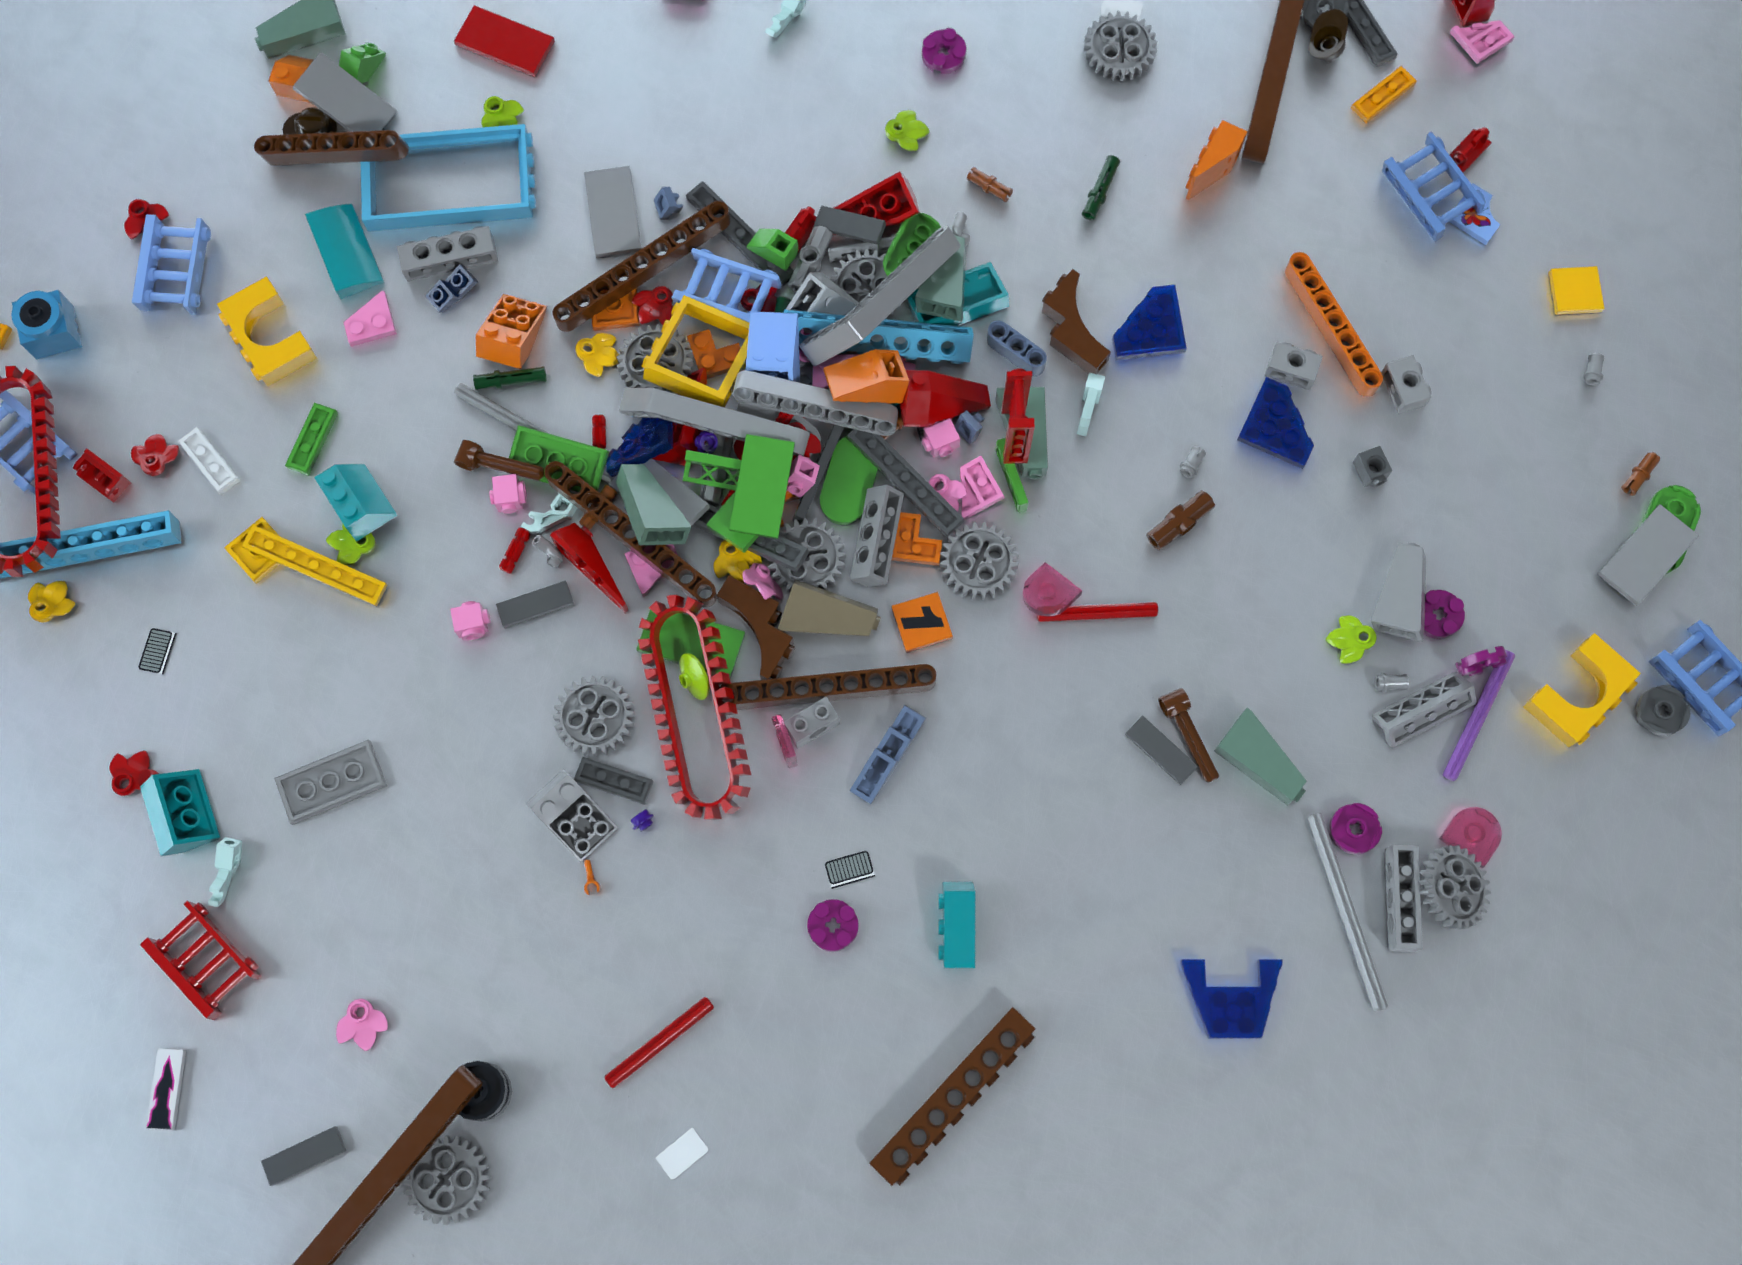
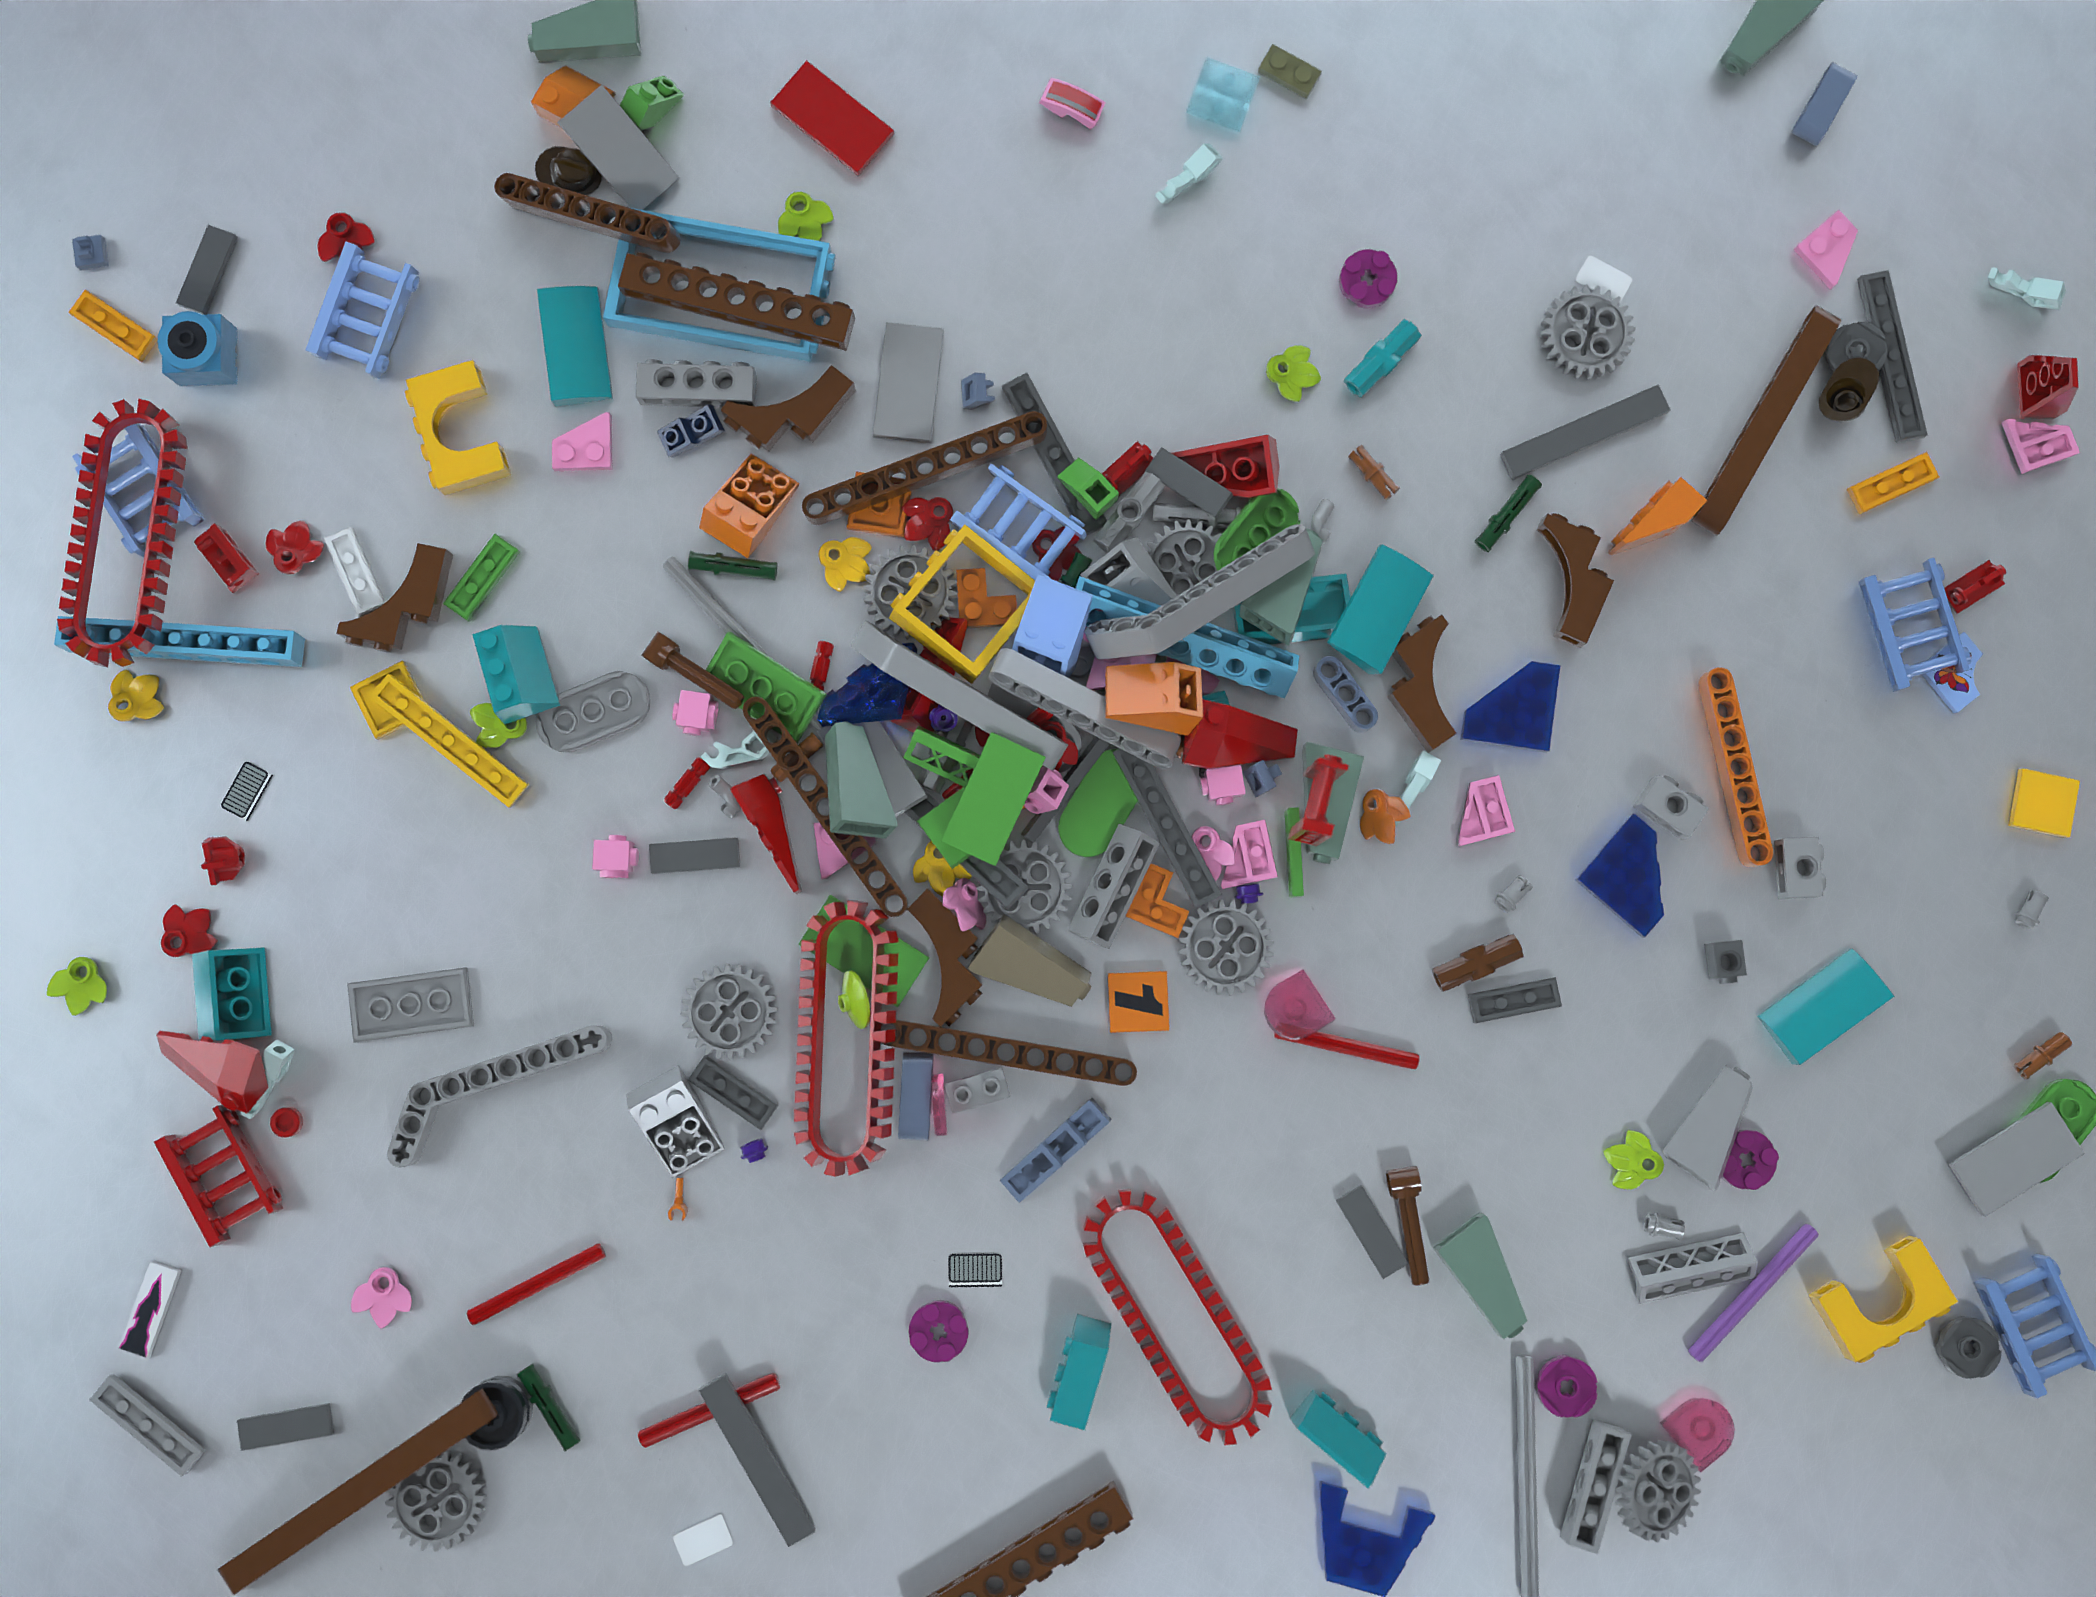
camera: 10 degrees right, 10 degrees up
(40, 264) = (206, 270): none -> dark grey tile
(49, 843) = (78, 990): none -> lime plate
(149, 706) = (222, 859): none -> red piece
(184, 1186) = (147, 1424): none -> light grey plate
(185, 867) = (225, 1069): none -> wedge
(248, 903) = (286, 1122): none -> red tile
(262, 467) = (417, 597): none -> reddish brown arch
(416, 820) = (469, 1086): none -> light grey beam
(426, 516) = (594, 712): none -> light grey tile
(474, 187) = (641, 266): none -> reddish brown brick
(488, 978) = (535, 1284): none -> red axle
(501, 1054) = (548, 1407): none -> dark green pin
(537, 253) = (805, 413): none -> reddish brown arch
(710, 1070) = (757, 1459): none -> dark grey tile
(763, 741) = (915, 1096): none -> sand blue beam
(937, 823) = (1151, 1348): none -> red piece
(971, 102) = (1382, 358): none -> teal piece
(985, 515) = (1248, 893): none -> dark purple plate
(1024, 278) = (1380, 609): none -> teal slope
(1072, 432) = (1381, 820): none -> orange plate
(1141, 116) = (1585, 432): none -> dark grey tile
(1151, 407) = (1485, 812): none -> bright pink wing
(1175, 223) = (1584, 588): none -> reddish brown arch
(1184, 917) = (1340, 1437): none -> teal slope
(1218, 542) = (1514, 1000): none -> dark grey tile
(1461, 482) = (1825, 1007): none -> teal slope
(1474, 663) = (1785, 1235): magenta plate -> none

